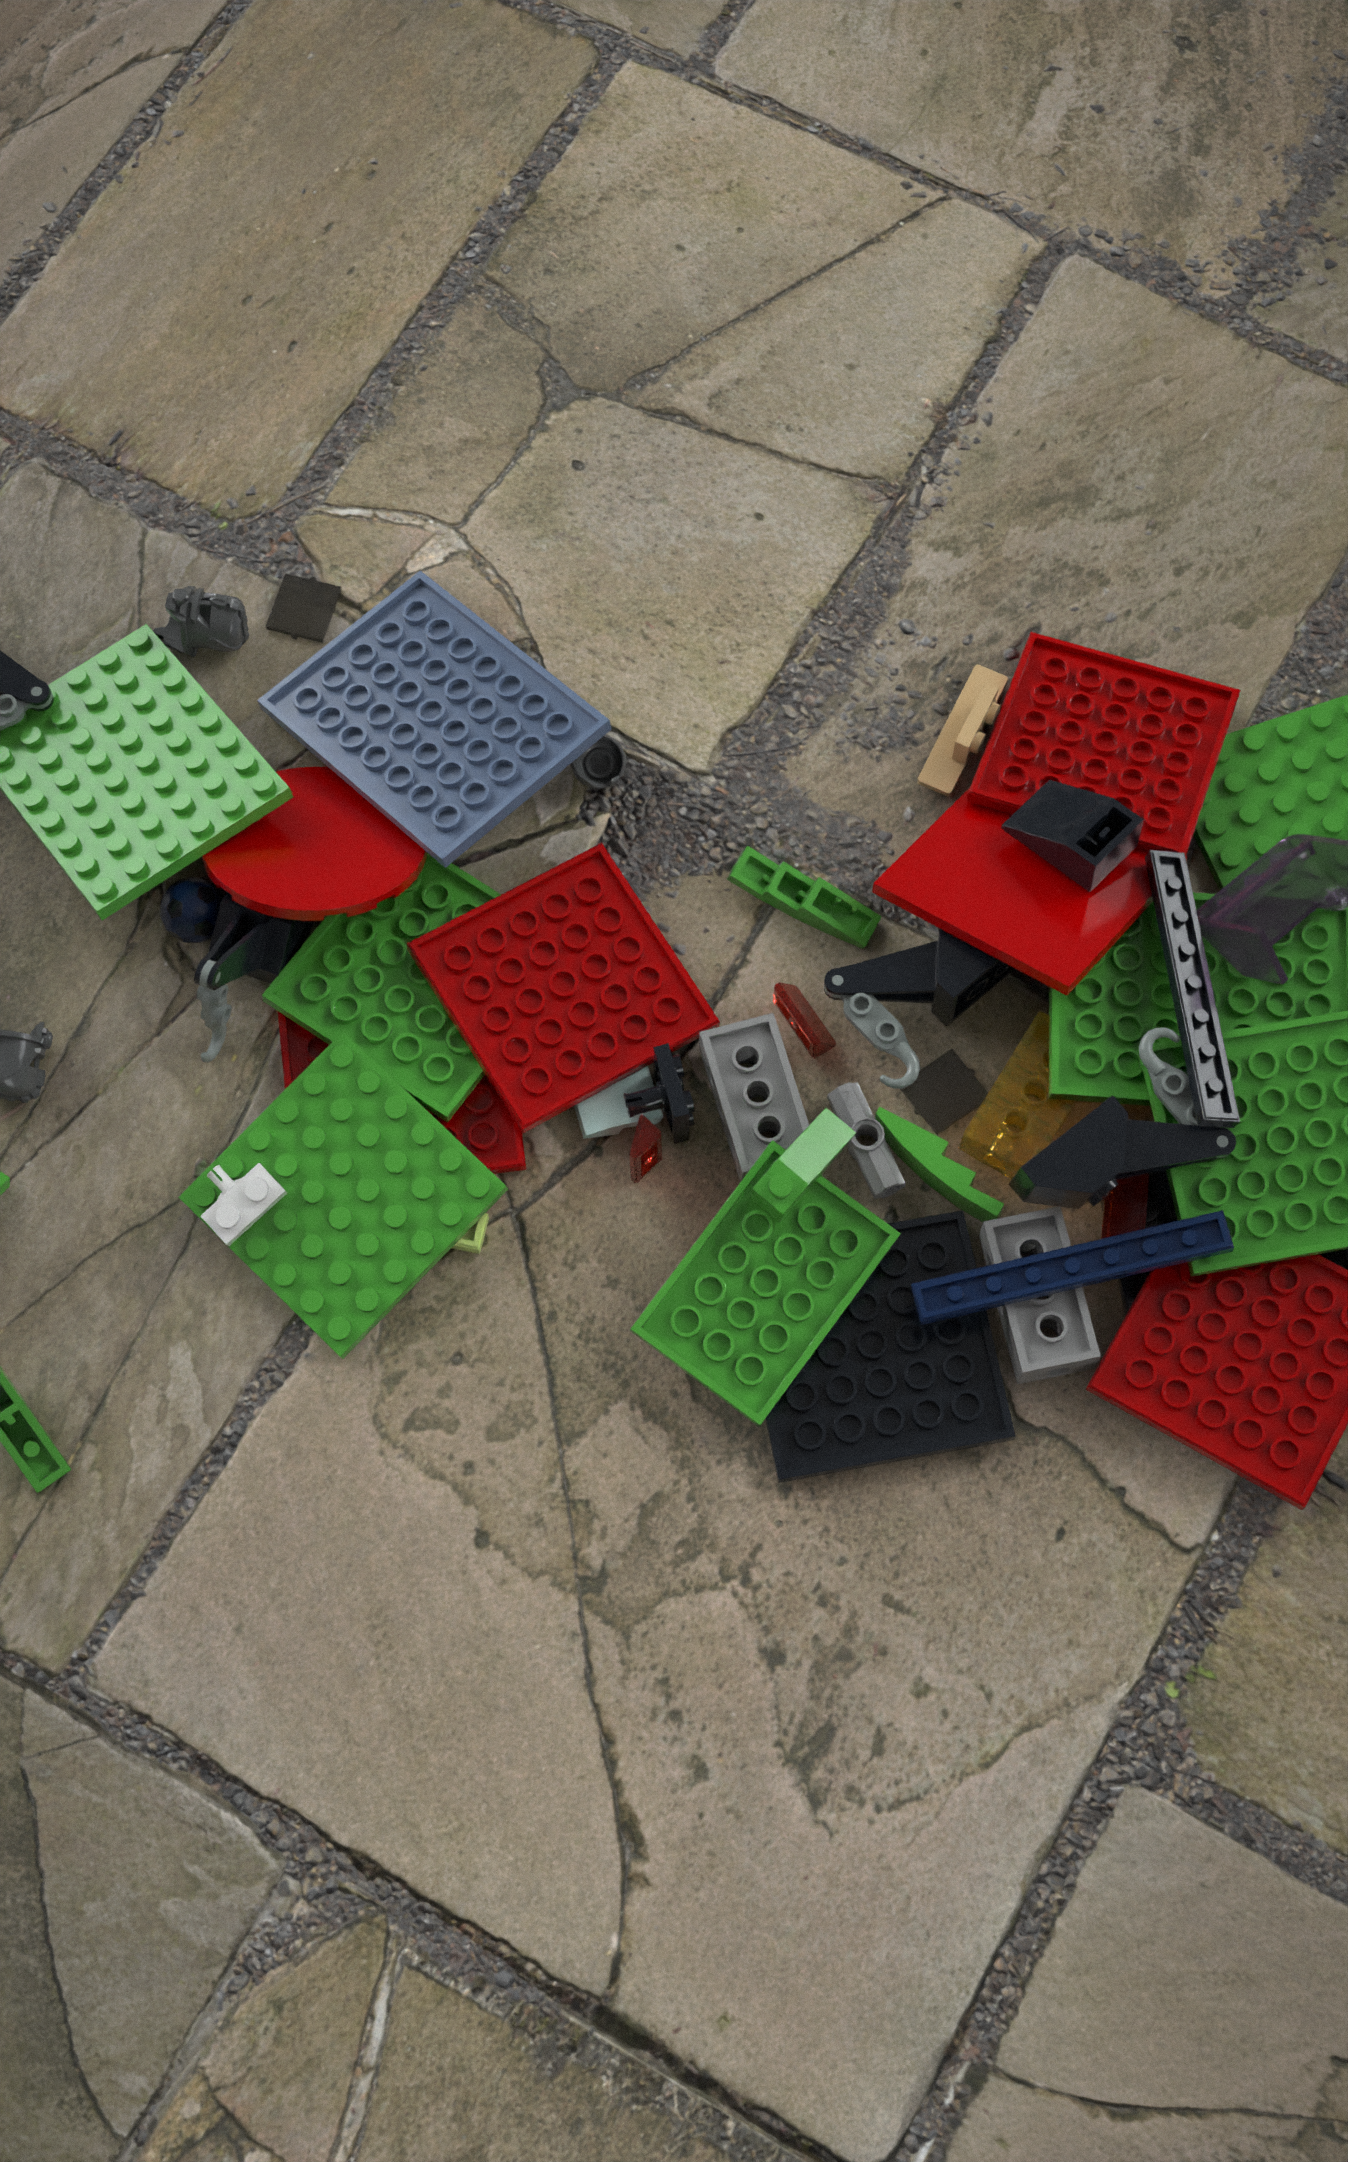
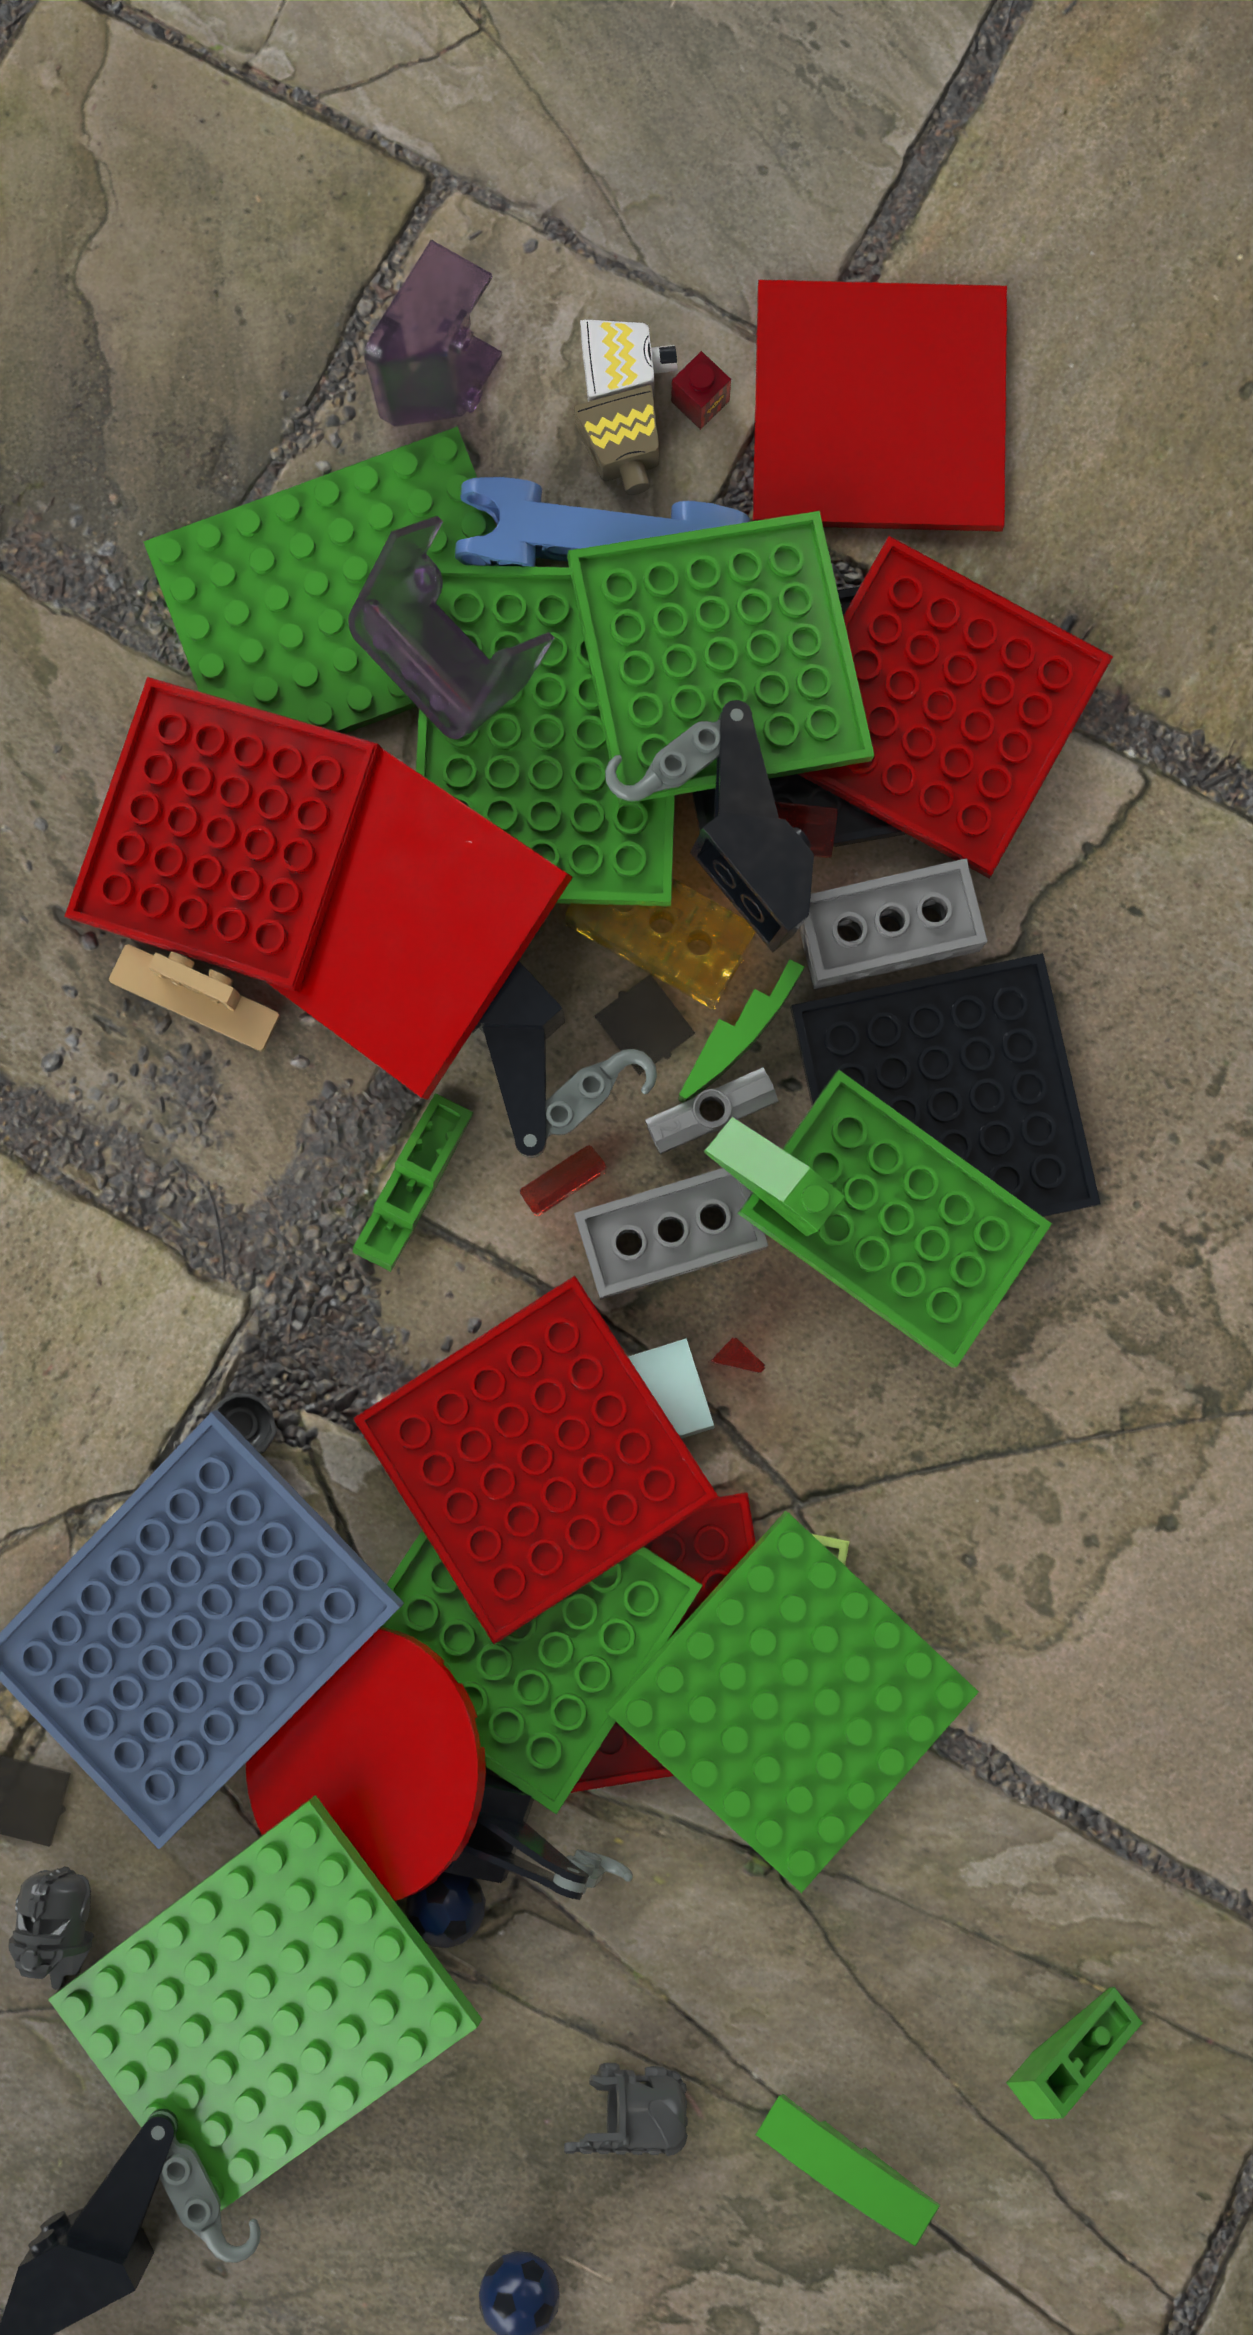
camera: 90 degrees left, 15 degrees up
(241, 1201) = (814, 1819): white plate -> none
(667, 1095) = (671, 1336): black plate -> none
(1072, 1267) = (873, 884): dark blue tile -> none
(1076, 831) = (353, 866): black slope -> none
(1191, 990) = (551, 741): black tile -> none

